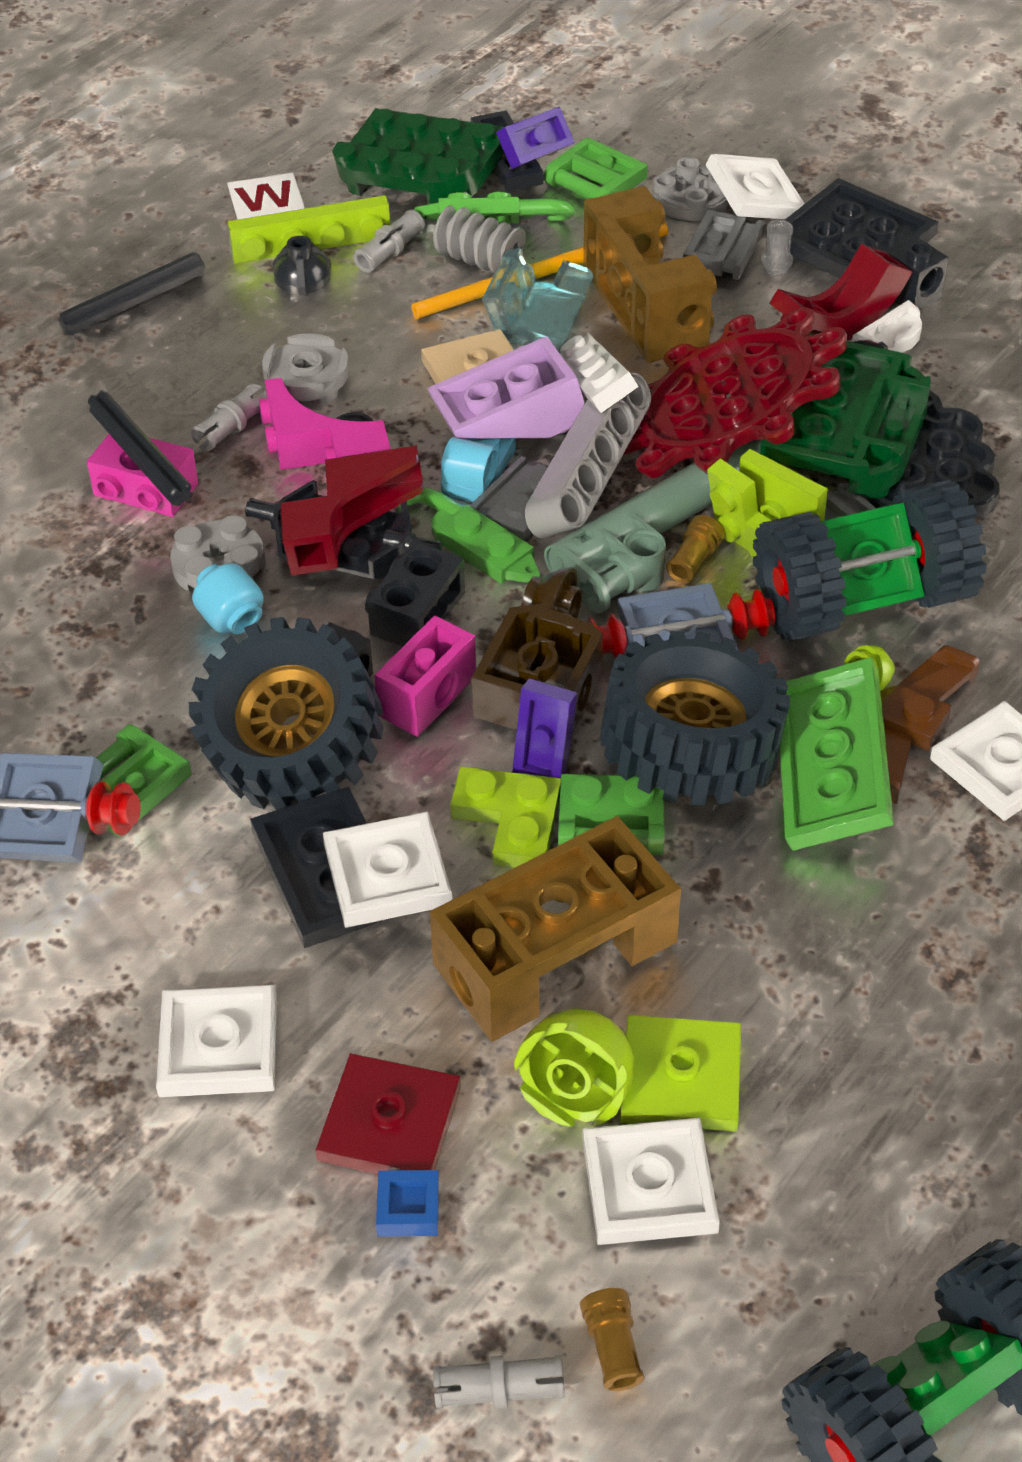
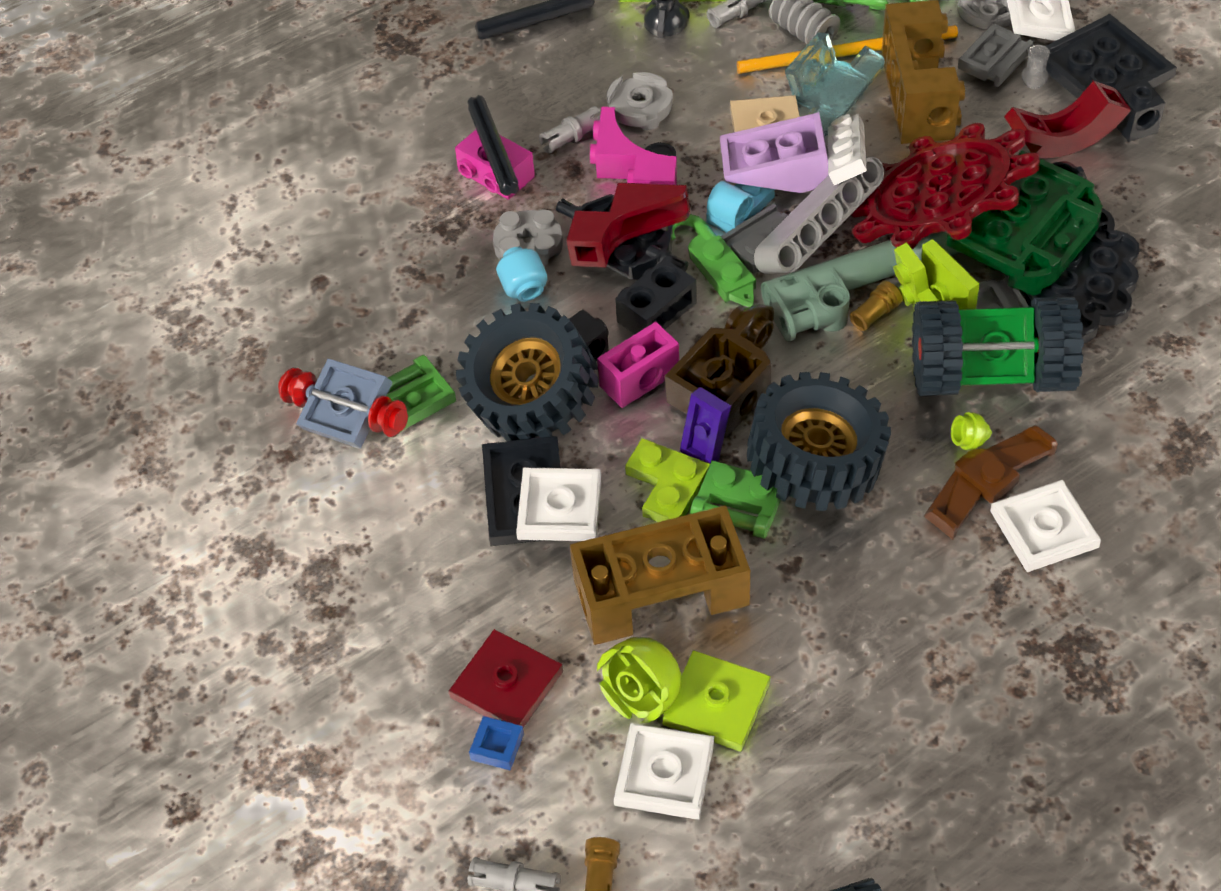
camera: 20 degrees right, 5 degrees up
(217, 1041) = (410, 598): white plate -> none
(686, 610) = (845, 357): plate -> none
(835, 756) = (913, 492): bright green plate -> none
(897, 329) = (1103, 156): white plate -> none

